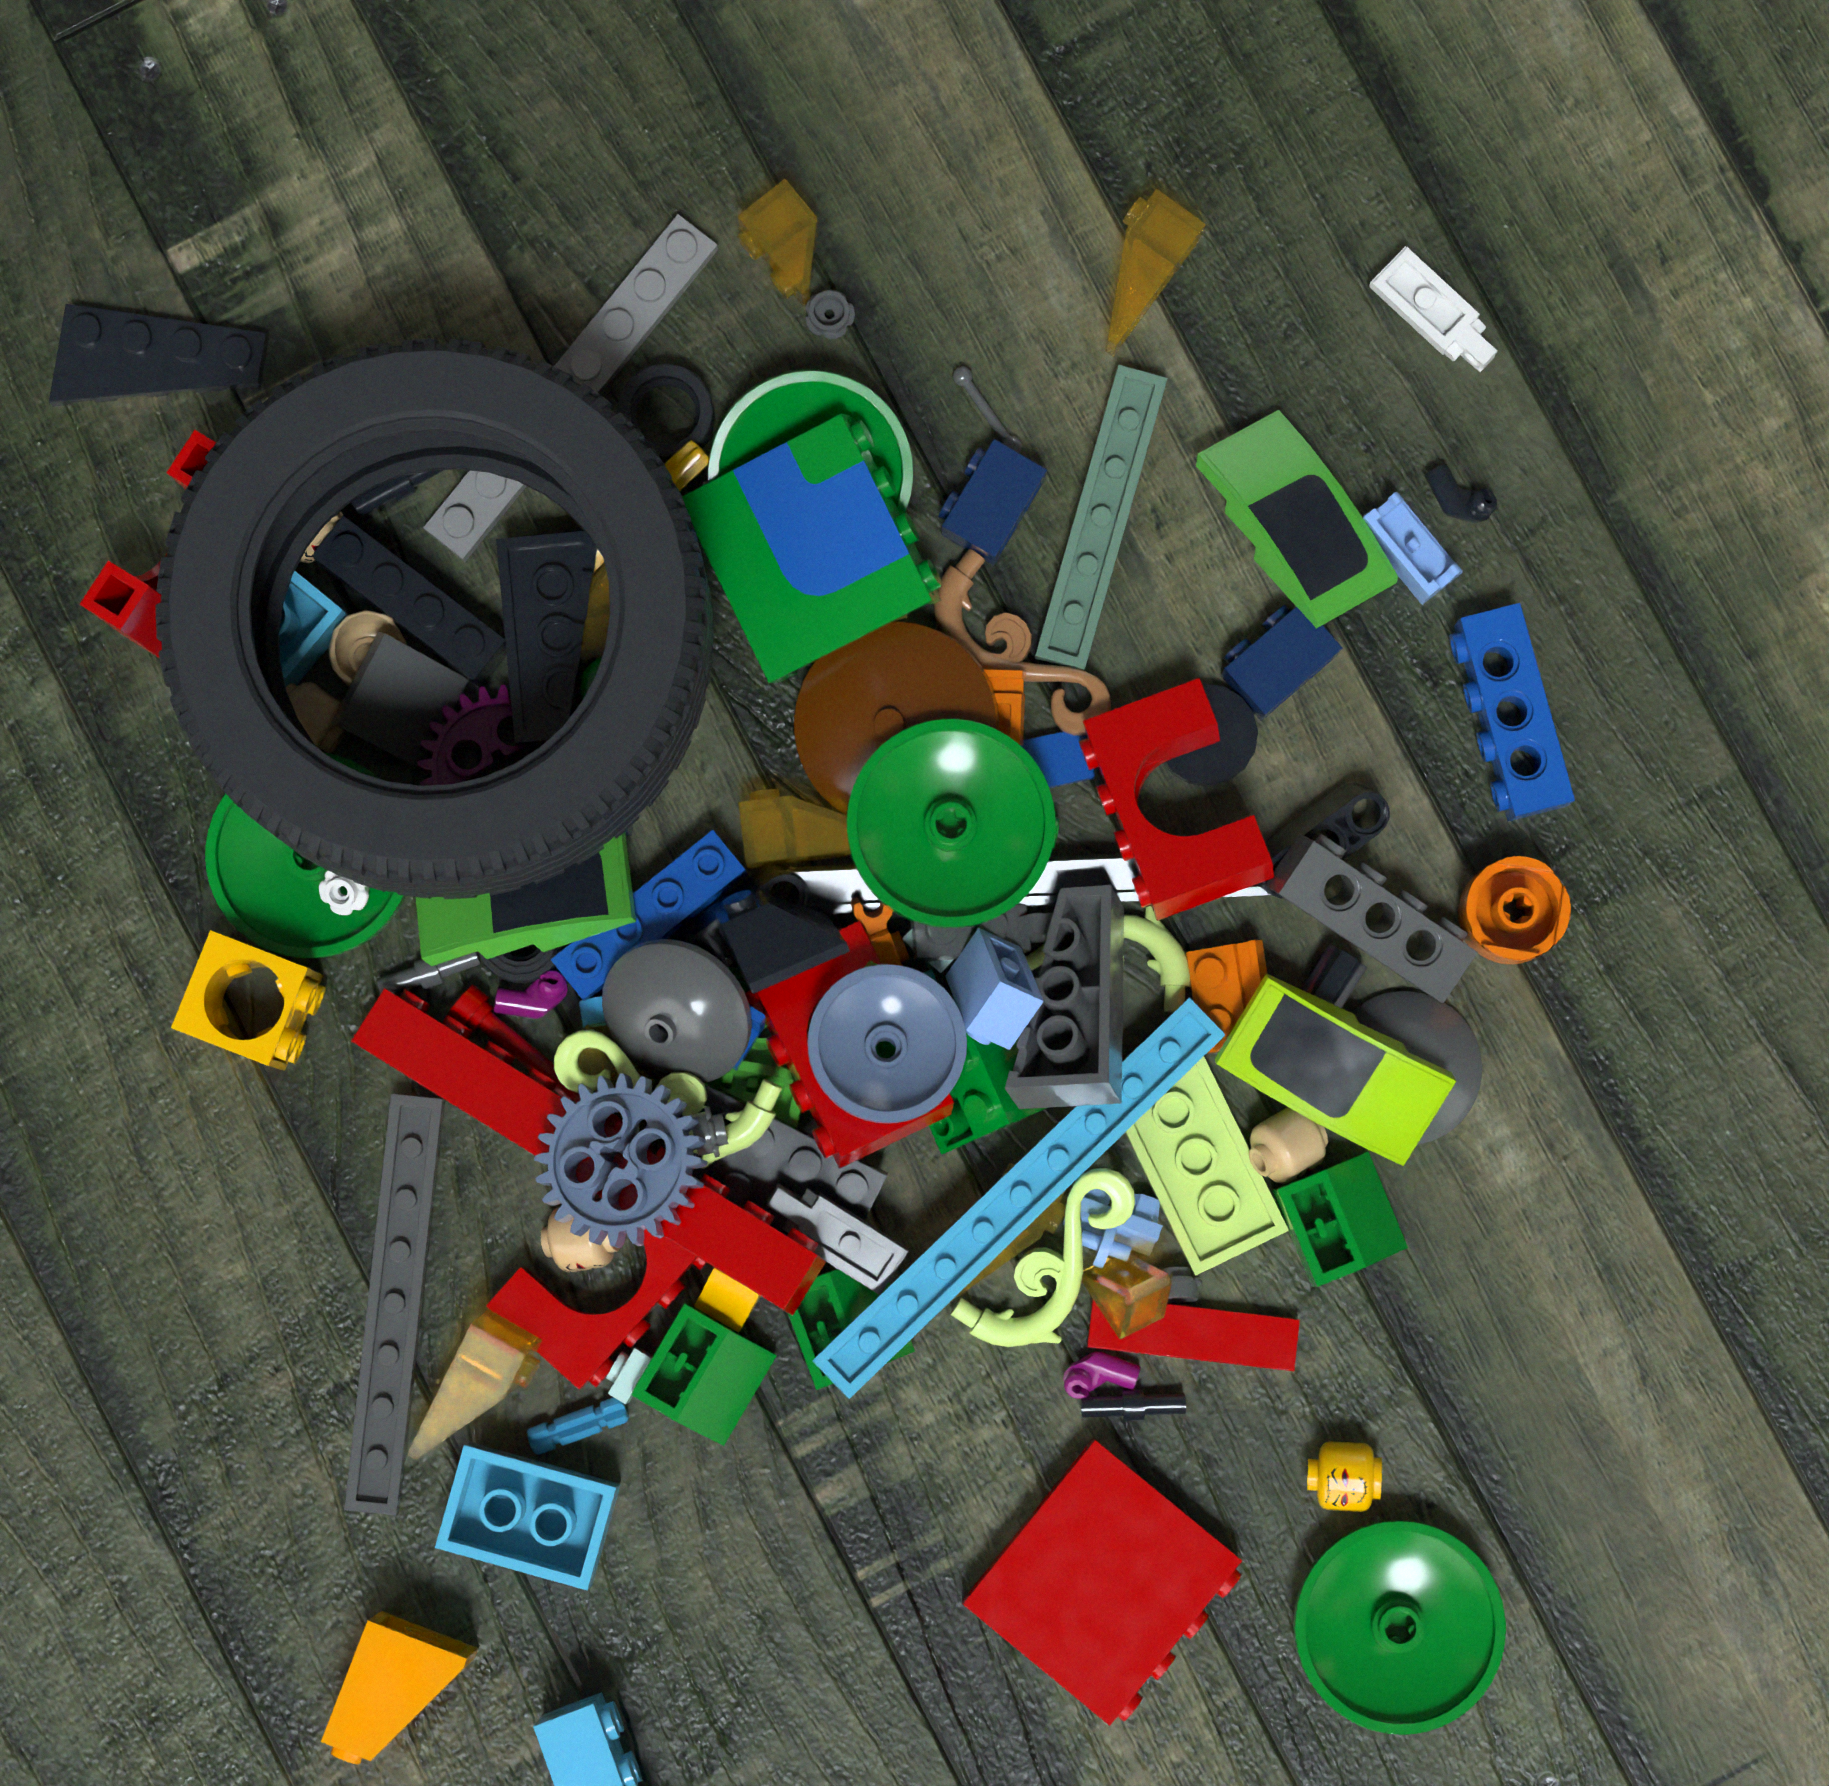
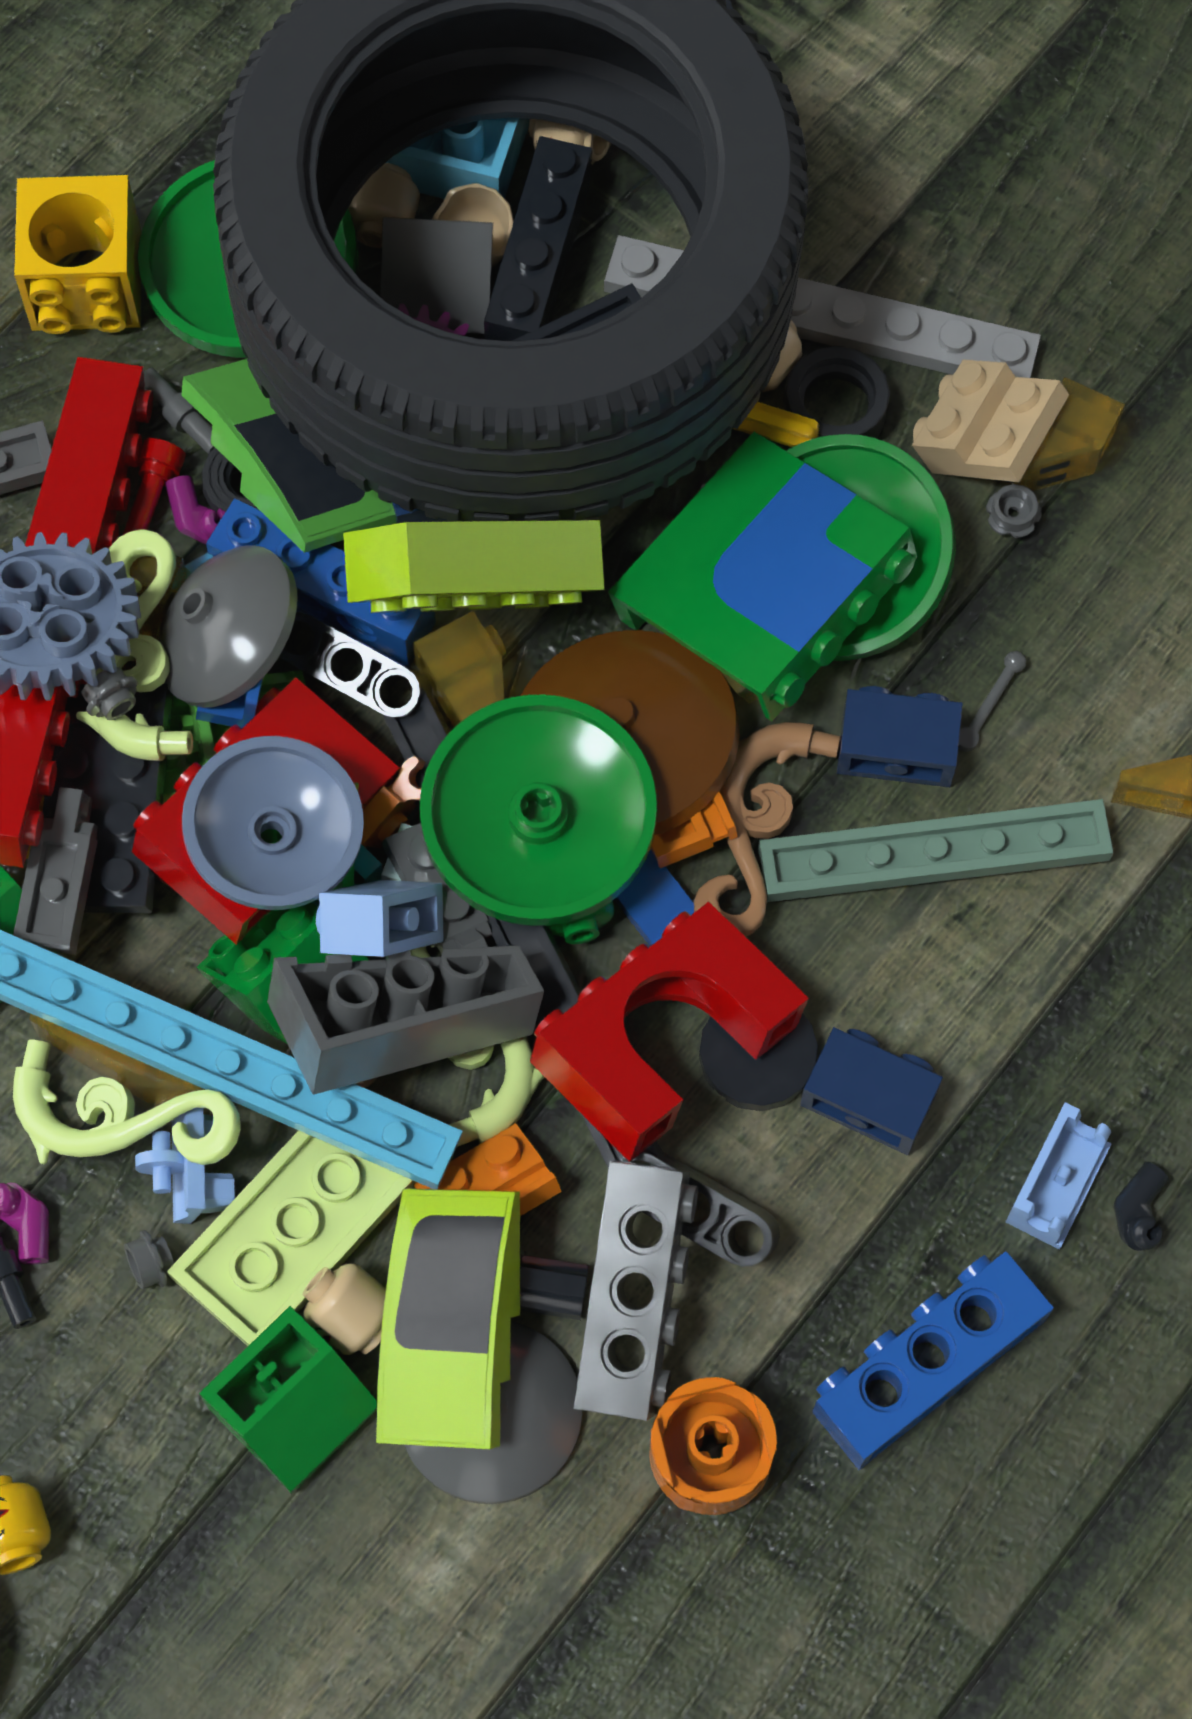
camera: 65 degrees right, 15 degrees down
(339, 903) = (215, 293): white plate -> none
(398, 488) = (648, 198): black bar -> none
(718, 789) = (473, 564): none -> lime brick
(747, 298) = (987, 422): none -> tan plate
(775, 937) = (343, 680): black slope -> none
(1128, 1293) = (115, 1206): clear yellow slope -> none
(1206, 1336) = (106, 1302): red tile -> none
(1297, 519) = (1029, 1041): bright green slope -> none

